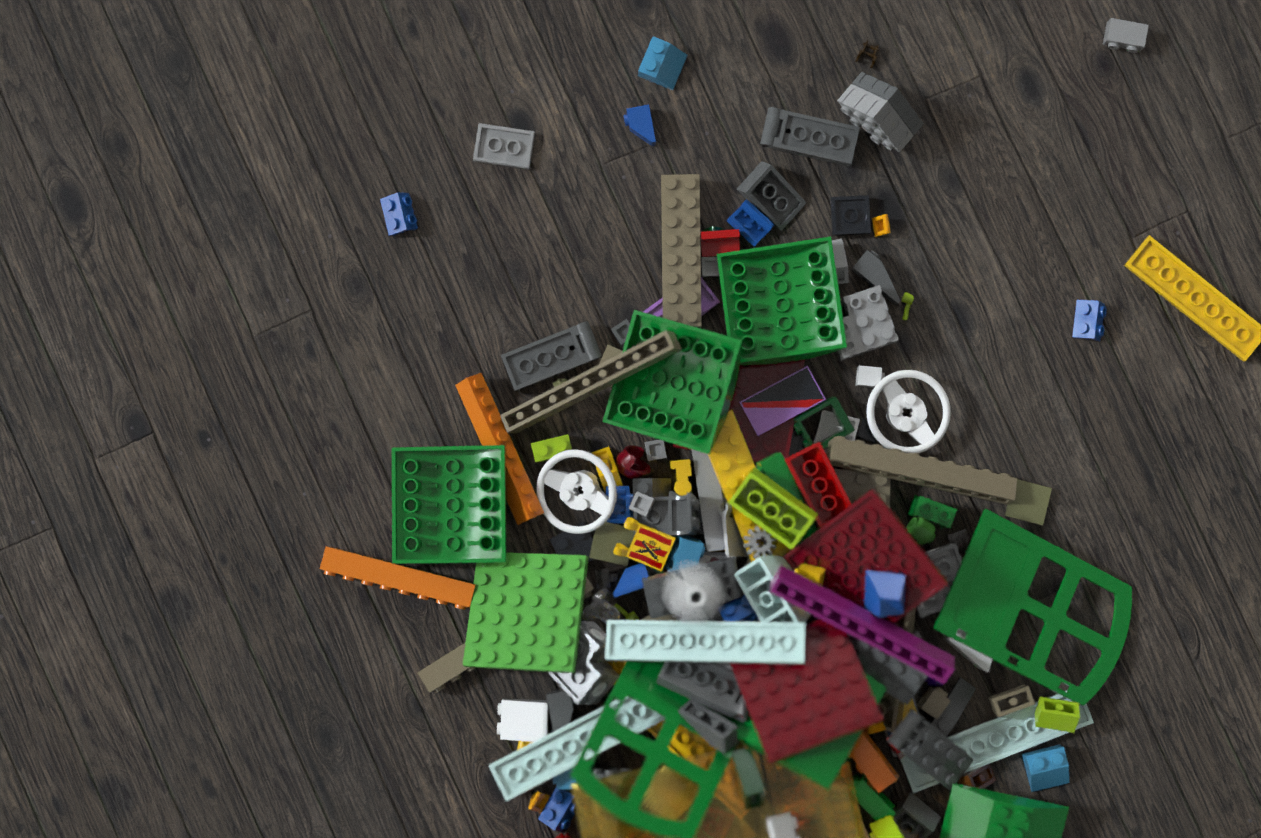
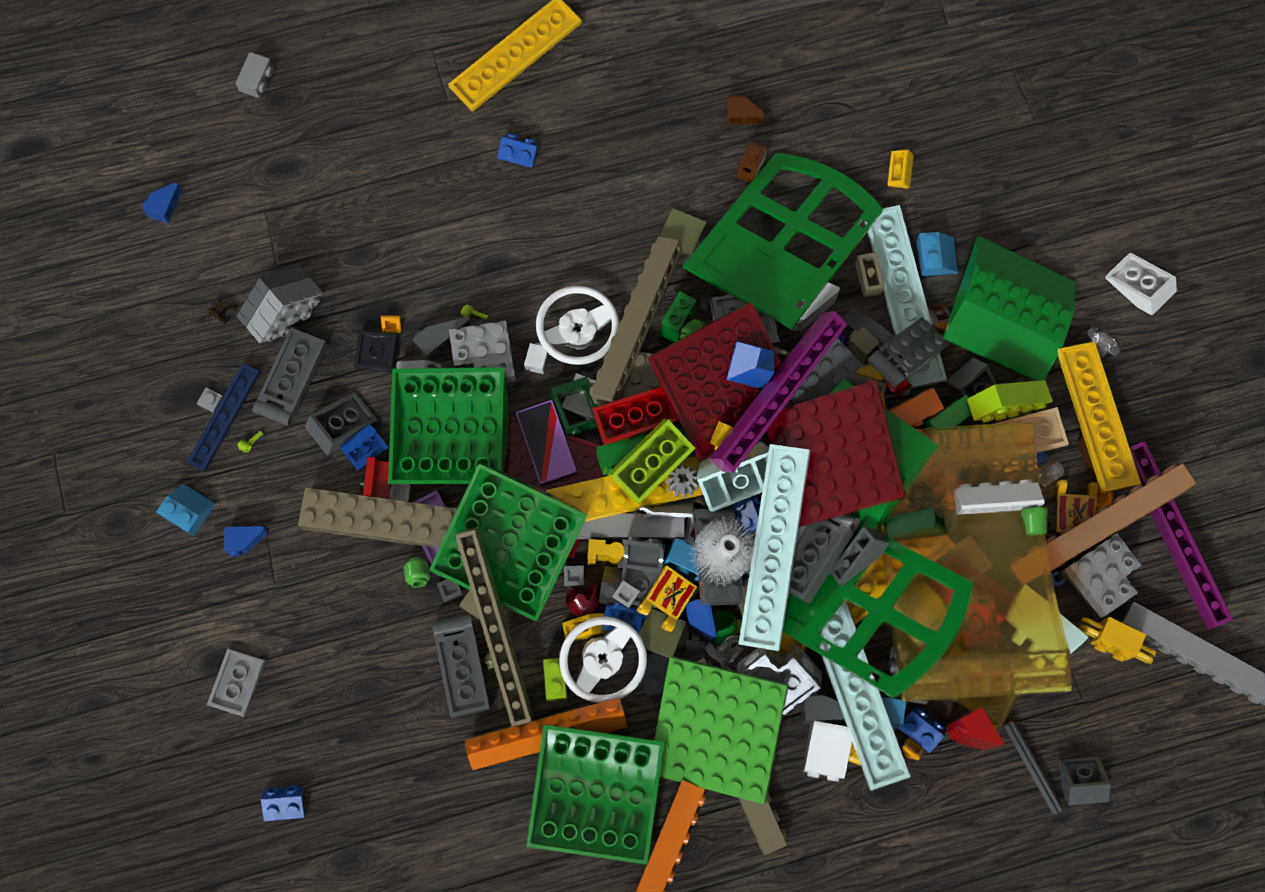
camera: 80 degrees left, 10 degrees down
(629, 603) = (725, 625): none -> green helmet
(635, 297) = (416, 572): none -> bright green head
(734, 108) = (246, 446): none -> lime hand
(759, 80) = (223, 417): none -> dark blue plate
(774, 63) = (209, 400): none -> light grey plate
(1057, 714) = (888, 234): lime brick -> none
(1114, 563) = (753, 160): none -> reddish brown torso
(1135, 719) = (900, 169): none -> yellow slope
(1171, 545) = (742, 111): none -> reddish brown slope

